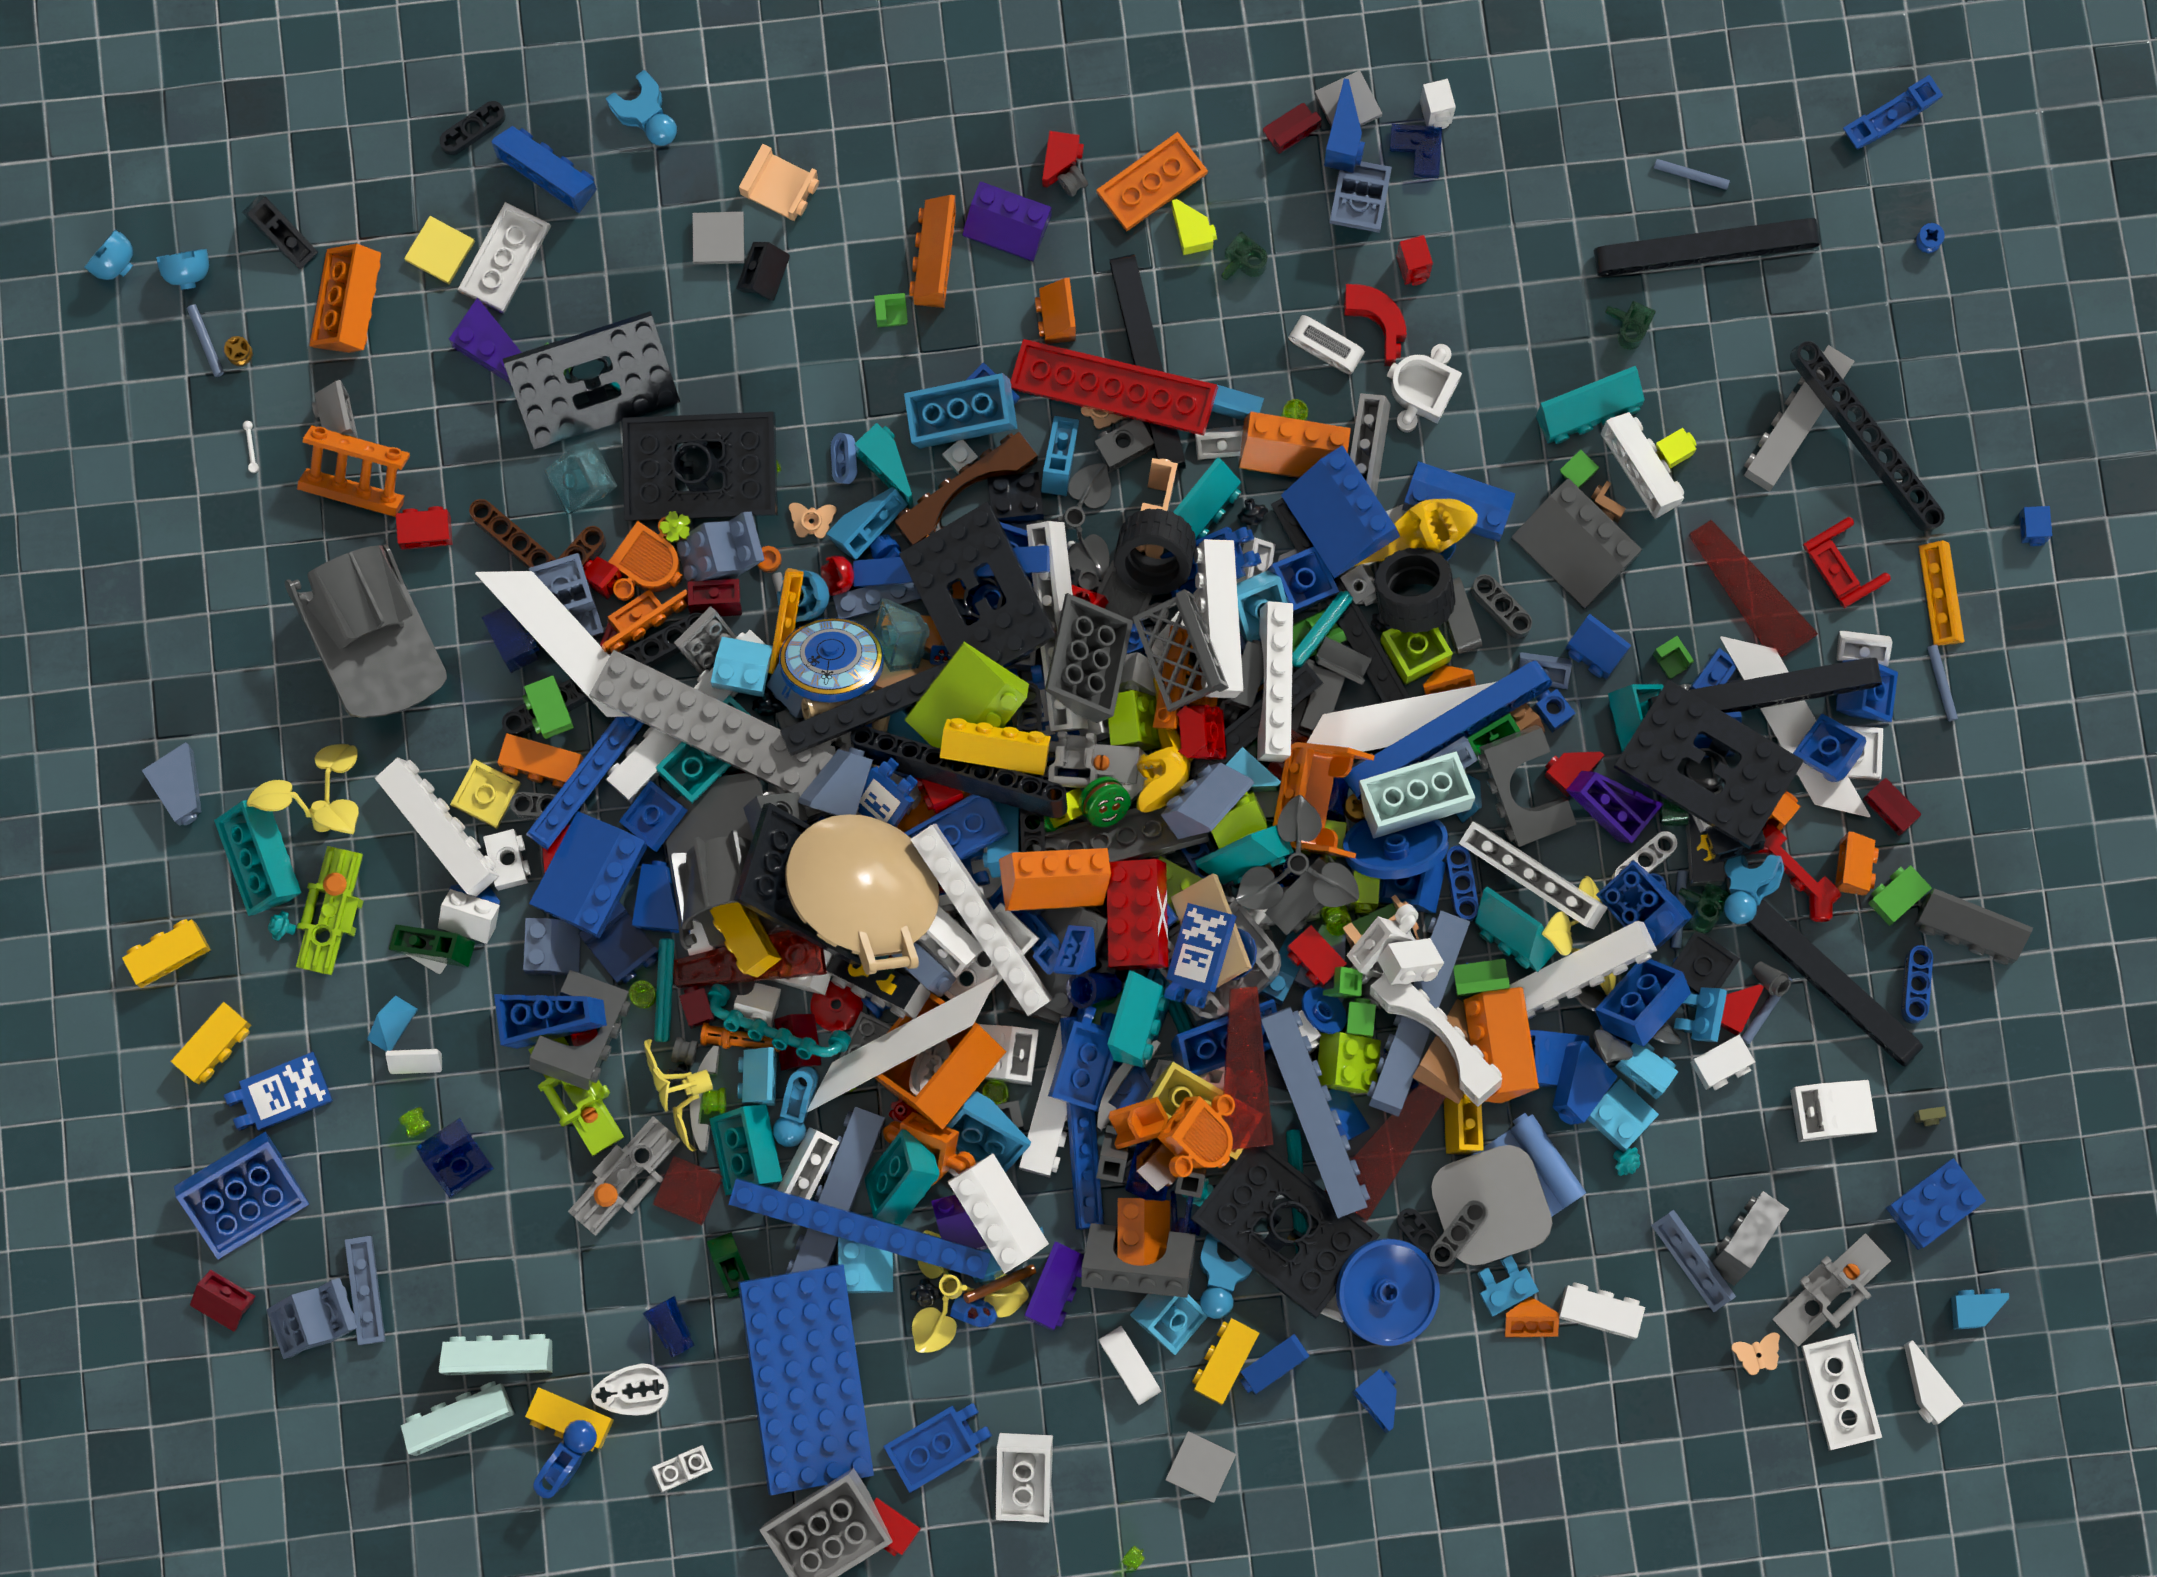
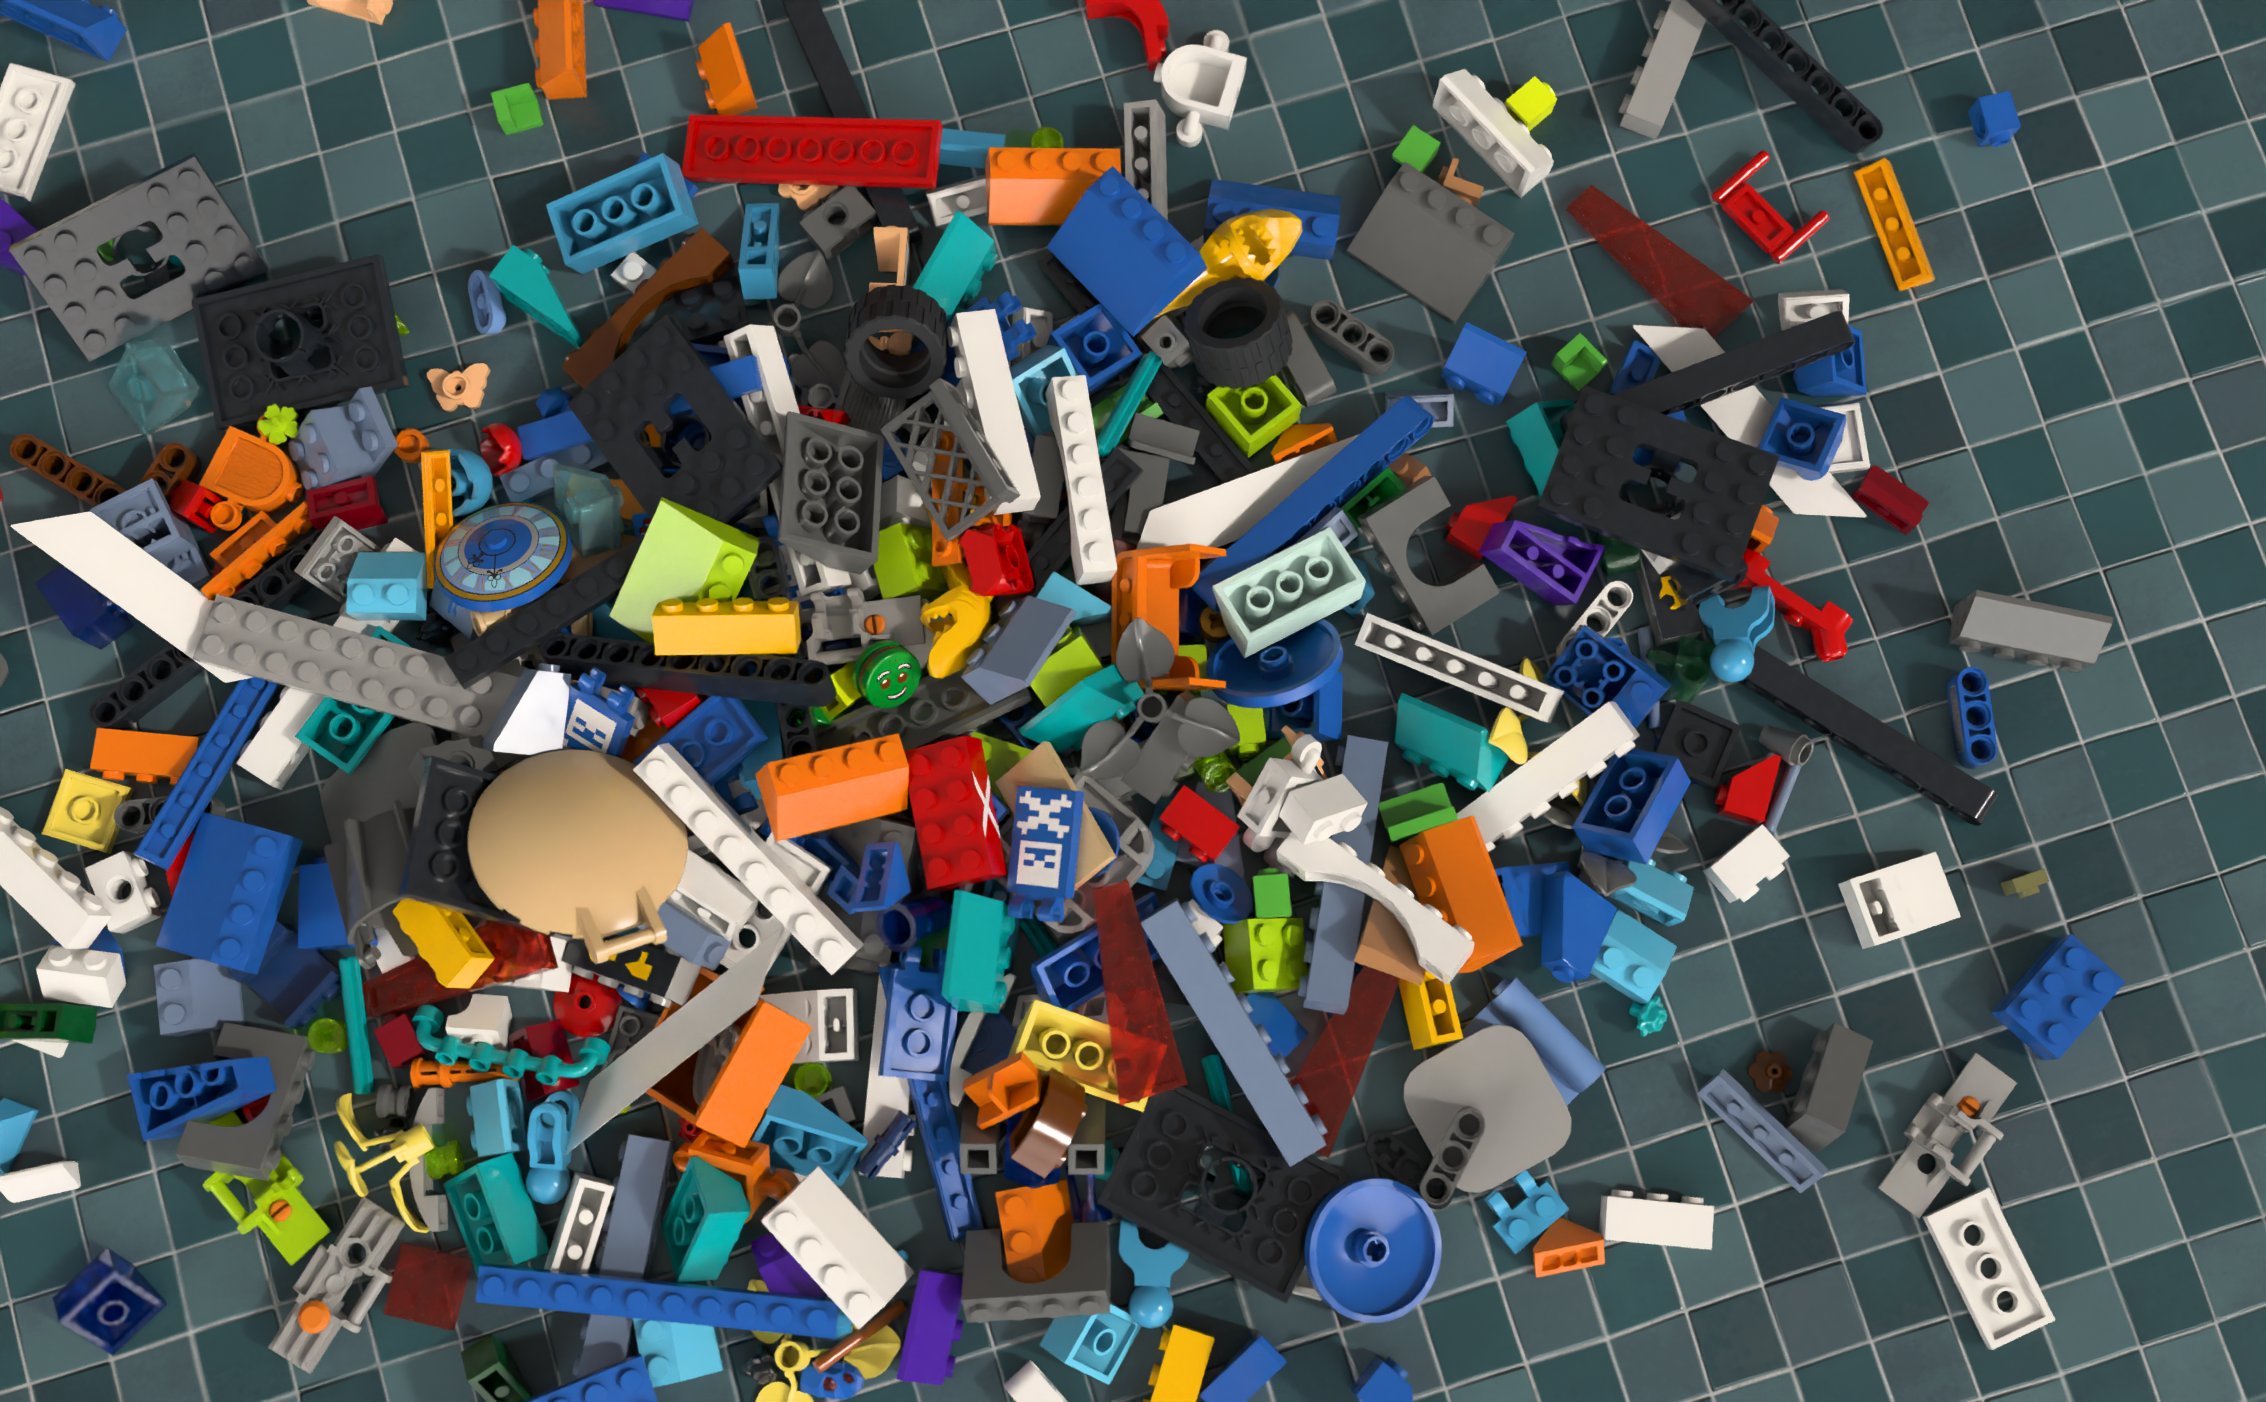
camera: 10 degrees left, 0 degrees up
(414, 1122) = (49, 1263): clear neon green wheel -> none
(548, 707) = (142, 684): bright green brick -> none
(653, 815) = (306, 800): blue plate -> none
(718, 238) = (286, 59): light grey tile -> none
(763, 270) = (350, 89): black panel -> none
(866, 522) = (526, 375): dark azure slope -> none
(1043, 1148) = (886, 1145): none -> dark blue pin
(1199, 1134) = (1085, 1093): orange piece -> none
(1252, 513) = (1016, 278): black plant -> none
(1326, 344) = (1071, 56): white beam -> none
(1346, 983) = (1244, 853): bright green panel -> none
(1463, 871) = (1369, 680): blue beam -> none
(1554, 721) = (1442, 468): blue brick -> none
(1590, 405) = (1413, 69): teal slope -> none
(1703, 1221) = (1762, 1074): none -> reddish brown plant
(1708, 1014) = (1717, 807): dark azure plate -> none
(1766, 1348) = (1879, 1227): light nougat animal -> none
(1855, 864) = (1862, 578): orange slope -> none
(1899, 895) = (1925, 608): bright green brick -> none
(1930, 1389) = (2102, 1242): white slope -> none
(1942, 683) = (1920, 334): sand blue bar -> none
(1976, 1310) = (2139, 1127): dark azure slope -> none

